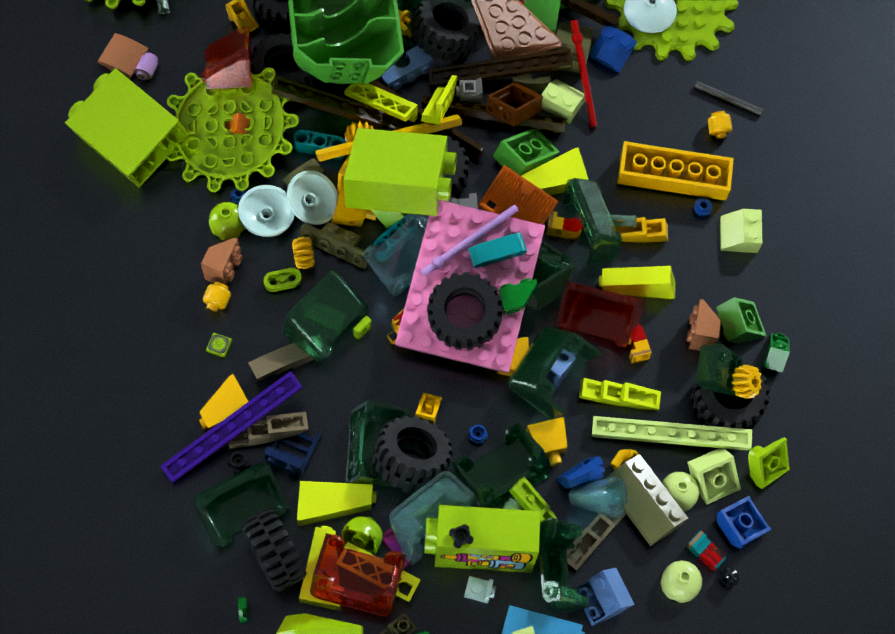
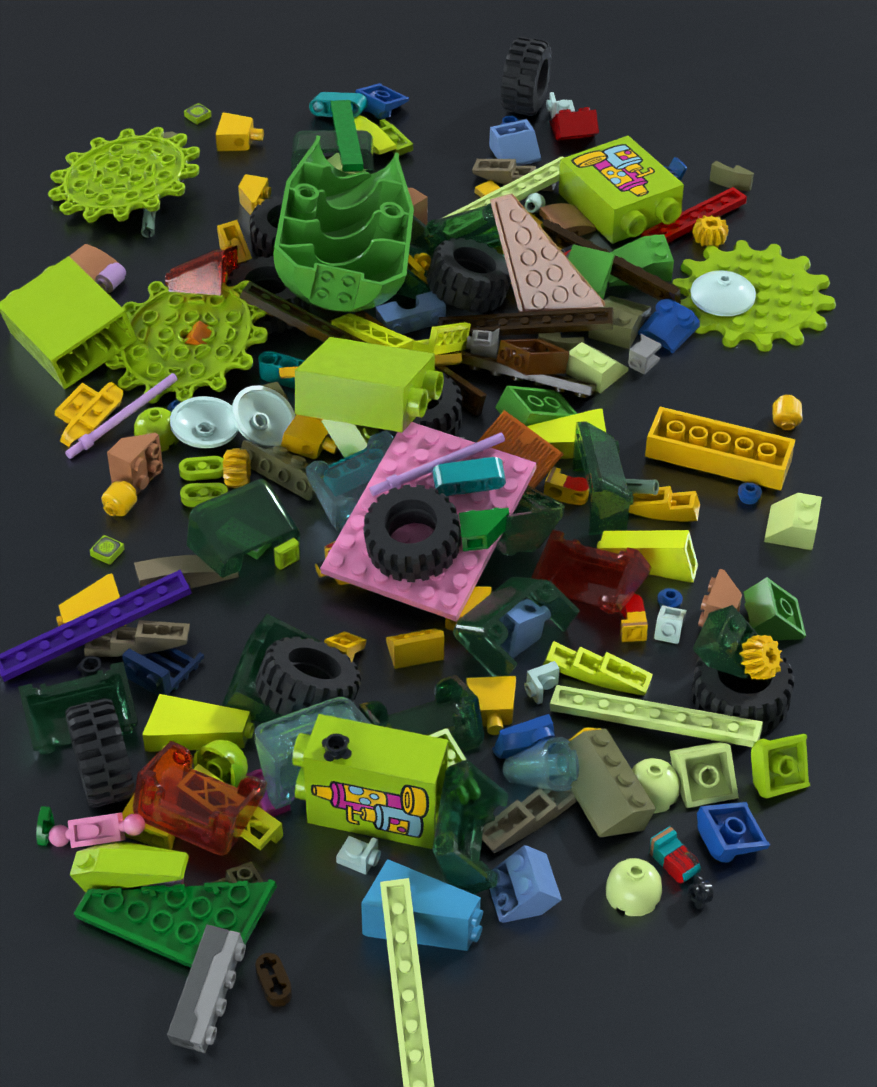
camera: 15 degrees right, 20 degrees down
(166, 210) = (87, 410): none -> yellow plate
(173, 241) = (88, 440): none -> lavender bar
(274, 251) = (201, 468): none -> lime plate
(284, 608) = (96, 830): none -> bright pink plate
(478, 429) = (402, 684): blue plate -> none
(480, 396) = (416, 647): none -> yellow slope
(578, 39) = (623, 301): red bar -> none
(582, 411) = (541, 679): none -> light aqua bracket
(599, 81) = (642, 355): none -> light grey window
(661, 324) = (670, 598): none -> blue plate
(665, 343) = (669, 624): none -> light aqua bracket
(731, 99) = (809, 393): dark grey bar -> none
(777, 352) = (815, 651): green slope -> none

